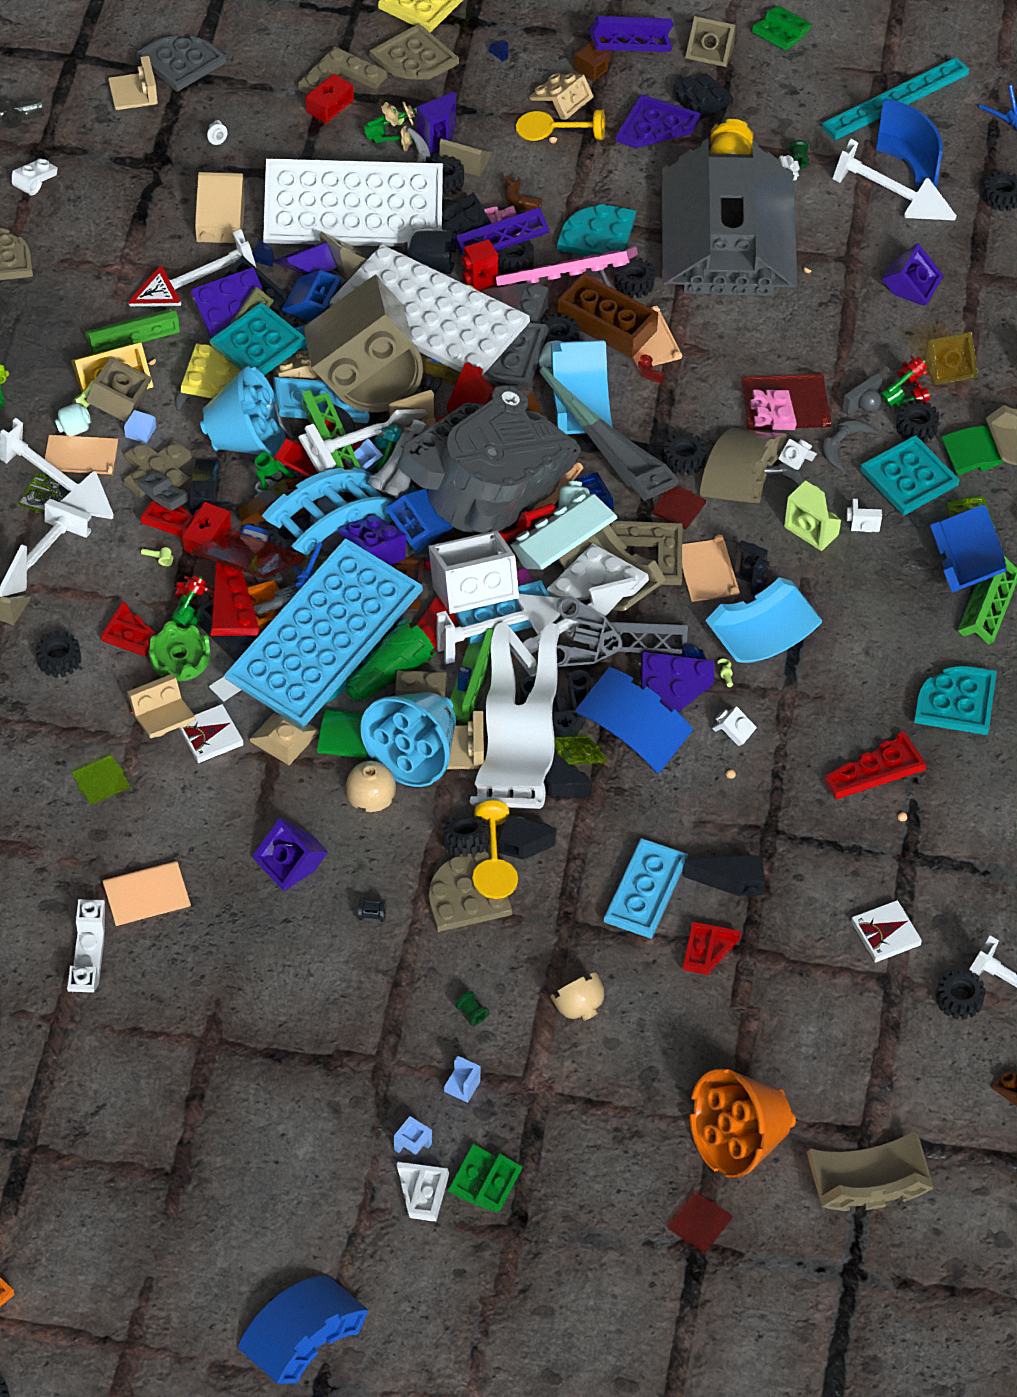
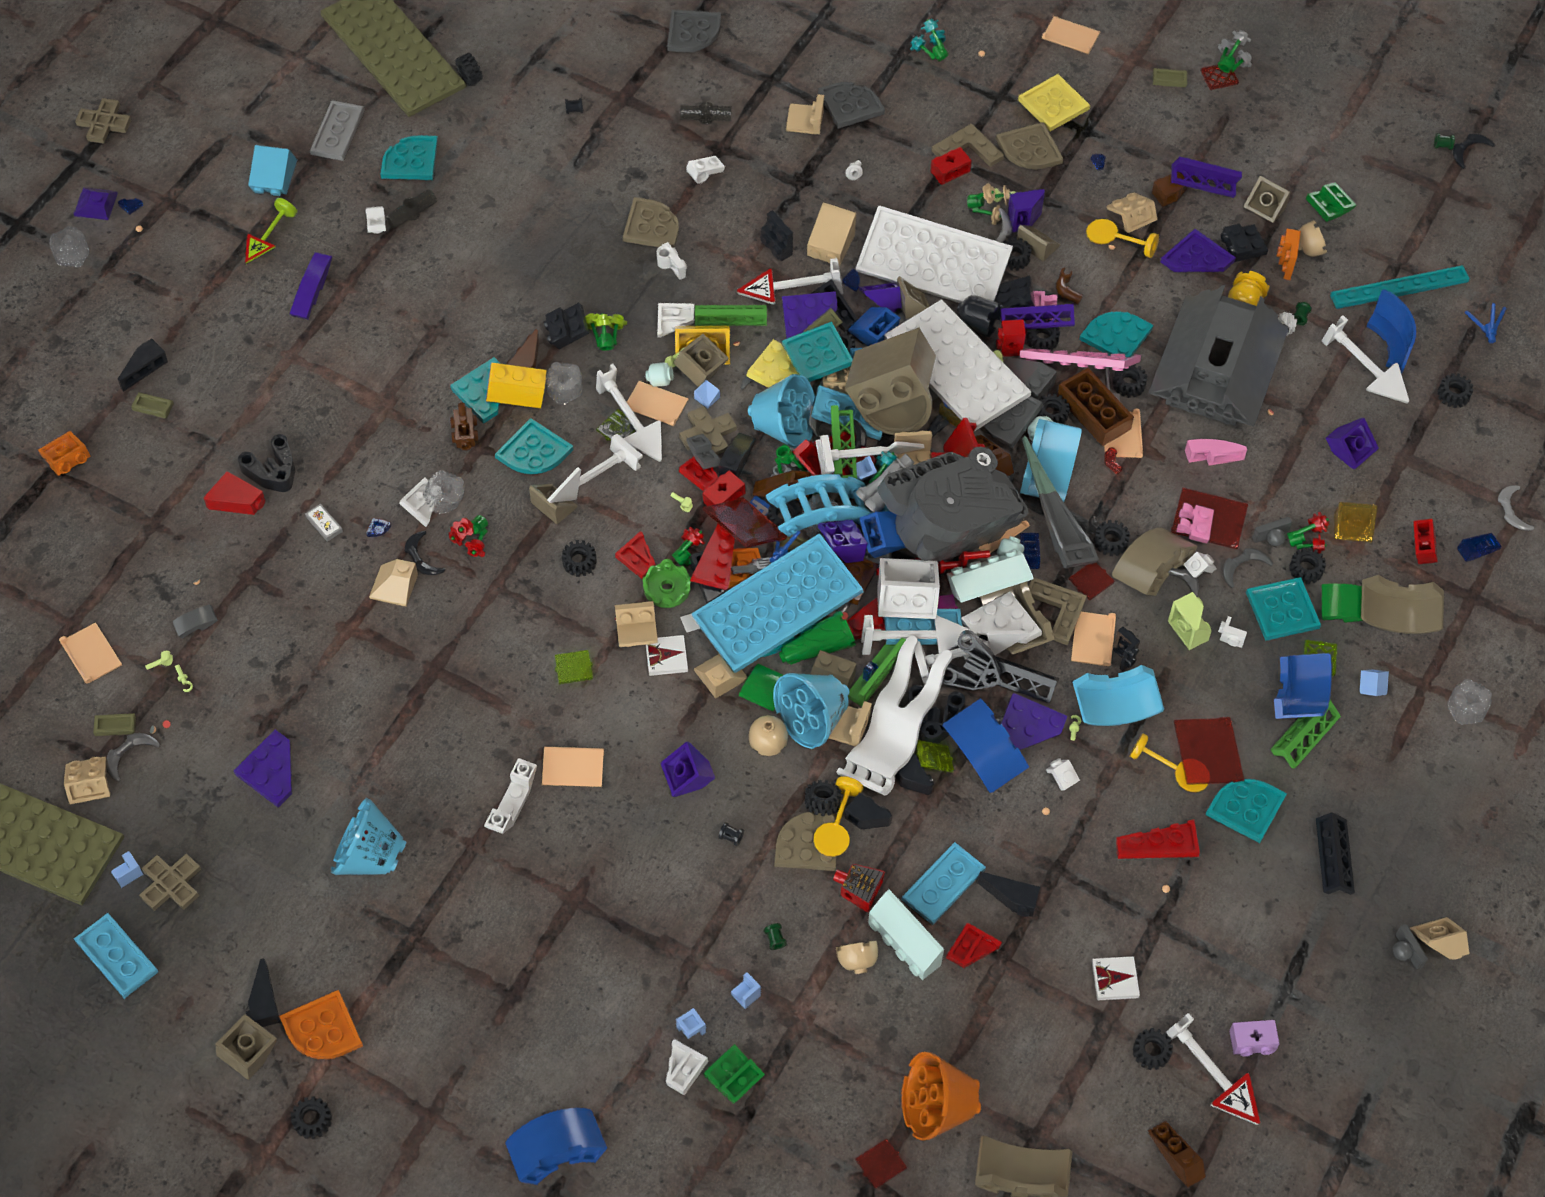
camera: 20 degrees right, 5 degrees up
(31, 286) = (668, 257): none -> white plate
(62, 349) = (673, 315): none -> white wing
(156, 226) = (777, 237): none -> black plate
(549, 919) = (860, 885): none -> torso
(628, 956) = (906, 935): none -> light aqua slope
(692, 652) = (1052, 704): clear blue tile -> none
(759, 91) = (1288, 252): none -> orange plate
(762, 327) = (1214, 451): none -> bright pink slope
(778, 72) = (1311, 240): none -> tan cylinder
(877, 682) = (1179, 771): none -> yellow piece
(889, 652) = (1208, 751): none -> clear red piece

